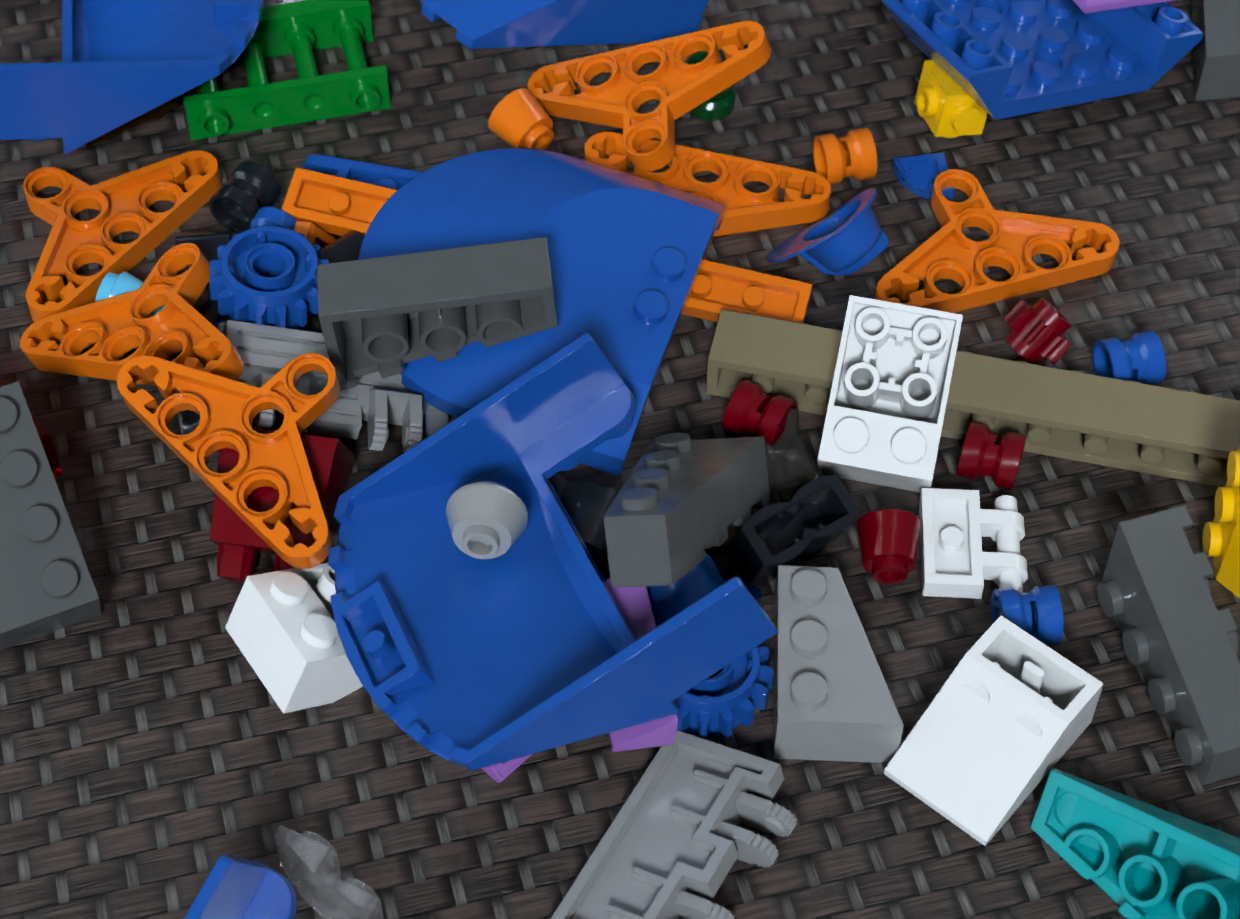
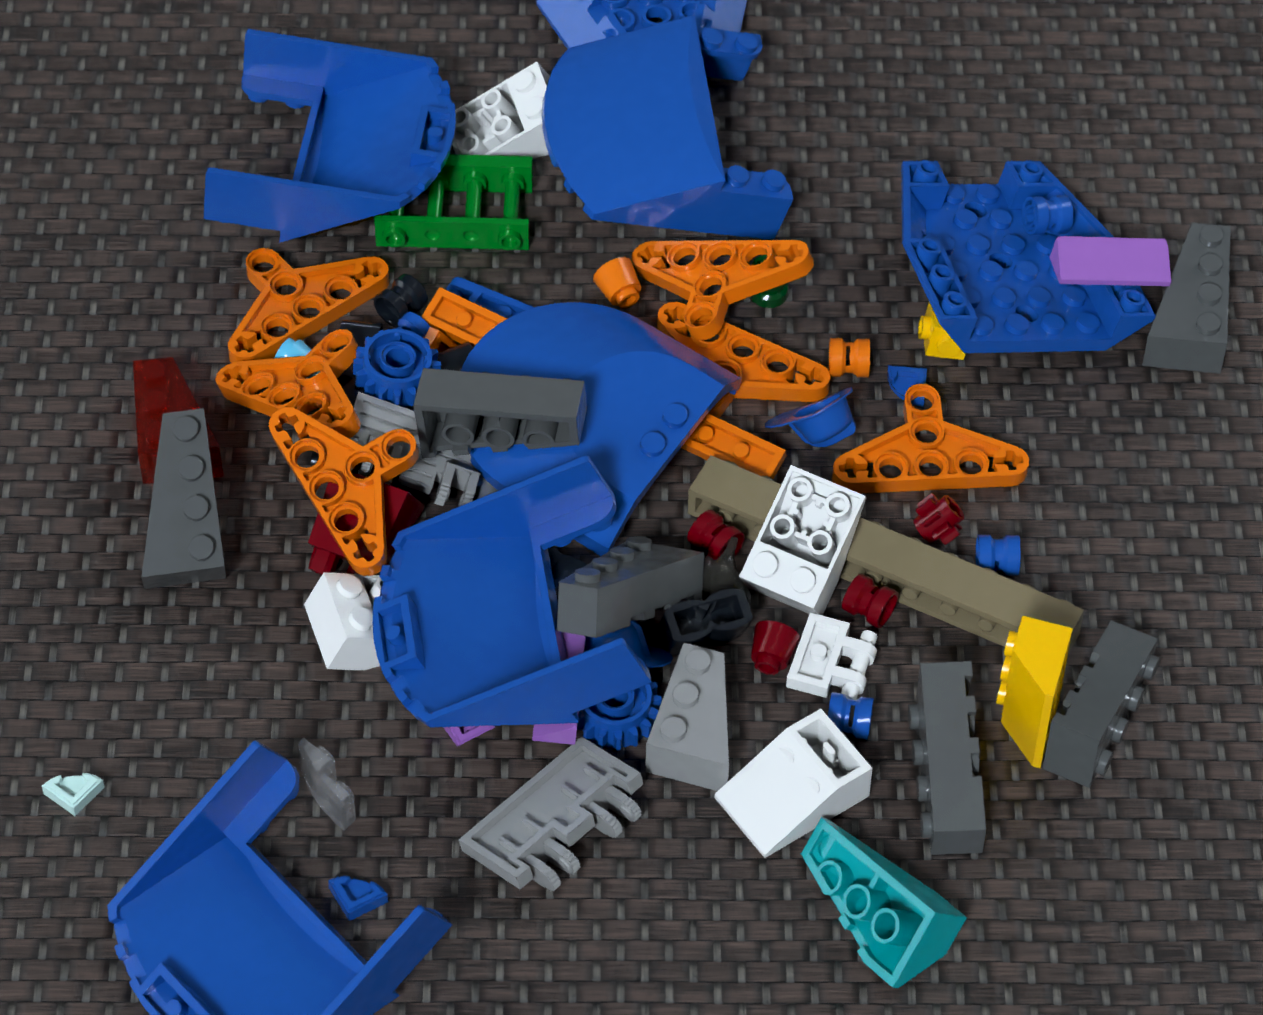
camera: 15 degrees right, 0 degrees up
(485, 519) = (490, 568): light grey cone -> none

